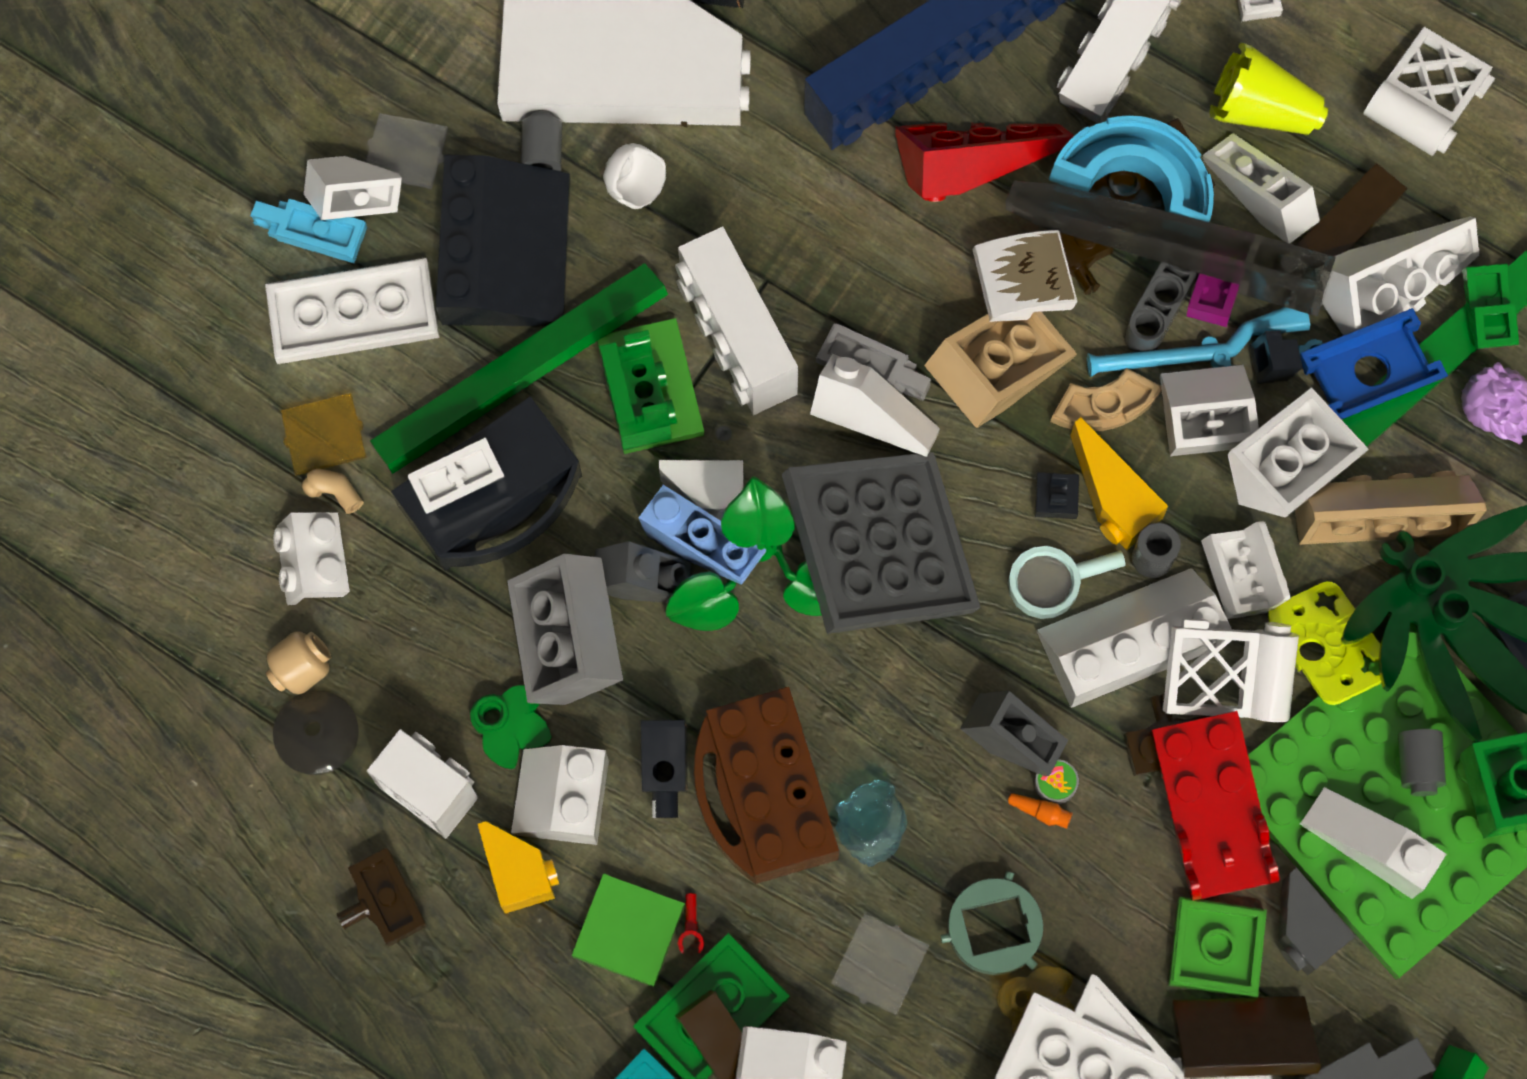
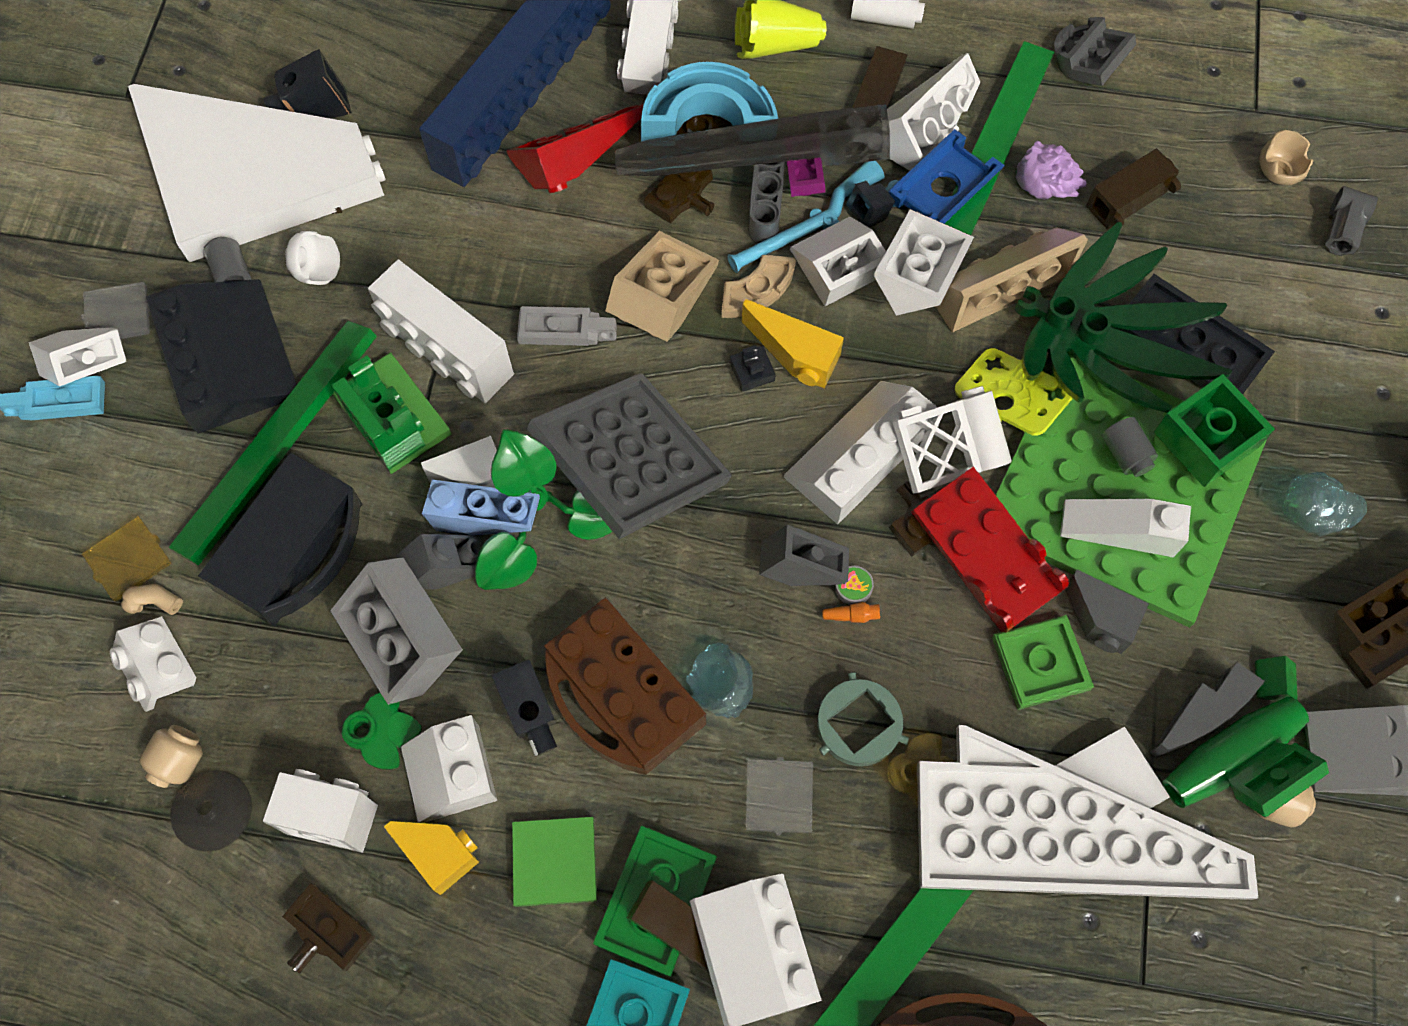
camera: 25 degrees left, 5 degrees down
(351, 311) = (114, 452): white tile -> none
(455, 476) = (246, 537): white hinge -> none
(691, 923) = (605, 832): red hand -> none
(868, 404) = (568, 354): white slope -> none
(1024, 275) = (654, 214): slope -> none
(1048, 580) = (775, 434): piece -> none
(1156, 550) = (849, 374): dark grey brick -> none
(1245, 1037) = (1103, 723): dark brown tile -> none
(1246, 571) = (925, 362): white bracket -> none
(1264, 187) = (806, 88): white slope -> none
(1490, 307) = (1007, 110): green slope -> none

